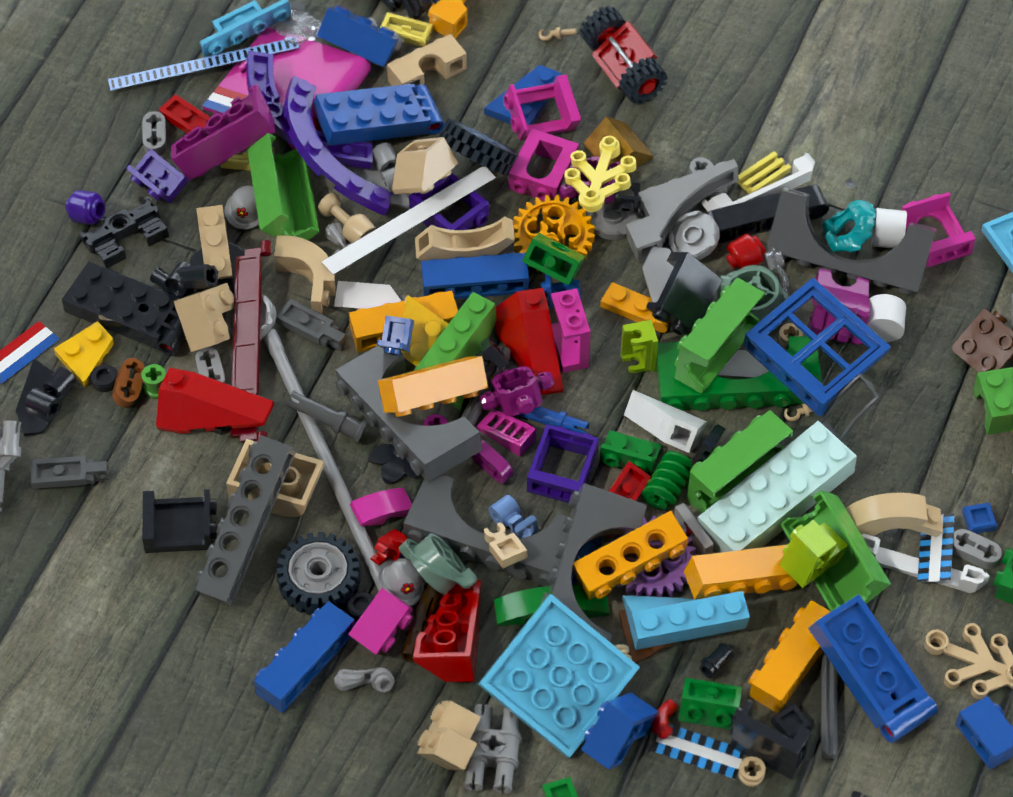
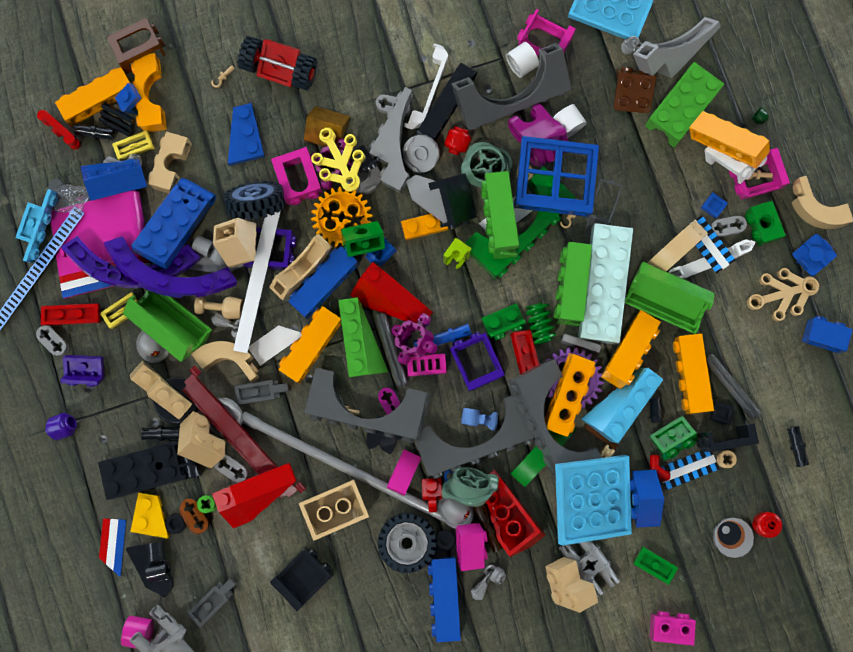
camera: 35 degrees left, 25 degrees up
(106, 236) = (97, 404): black piece -> none
(190, 277) = (168, 428): black piece -> none
(224, 135) = (100, 315): magenta wedge -> none
(226, 588) = (357, 602): dark grey brick -> none
(339, 421) = (333, 441): dark grey pin -> none
(396, 335) = (322, 366): bracket -> none
(425, 331) = (329, 348): yellow wing -> none
(433, 384) = (371, 381): light orange brick -> none
(493, 354) = (382, 329): black tile -> none
(493, 463) = (439, 393): magenta beam -> none
(505, 548) = (499, 447): tan plate -> none
(565, 102) = (274, 124): dark pink panel -> none
(571, 332) = (416, 282): dark pink panel -> none
(665, 421) = (511, 288): white slope -> none
(708, 444) = (547, 287): black tile -> none
(761, 170) = (423, 63): light yellow tile -> none
(775, 263) = (480, 134): clear plate -> none
(812, 552) = (663, 310): lime brick -> none
(863, 216) = (513, 75): teal piece -> none
(873, 669) = (743, 350): blue hinge -> none

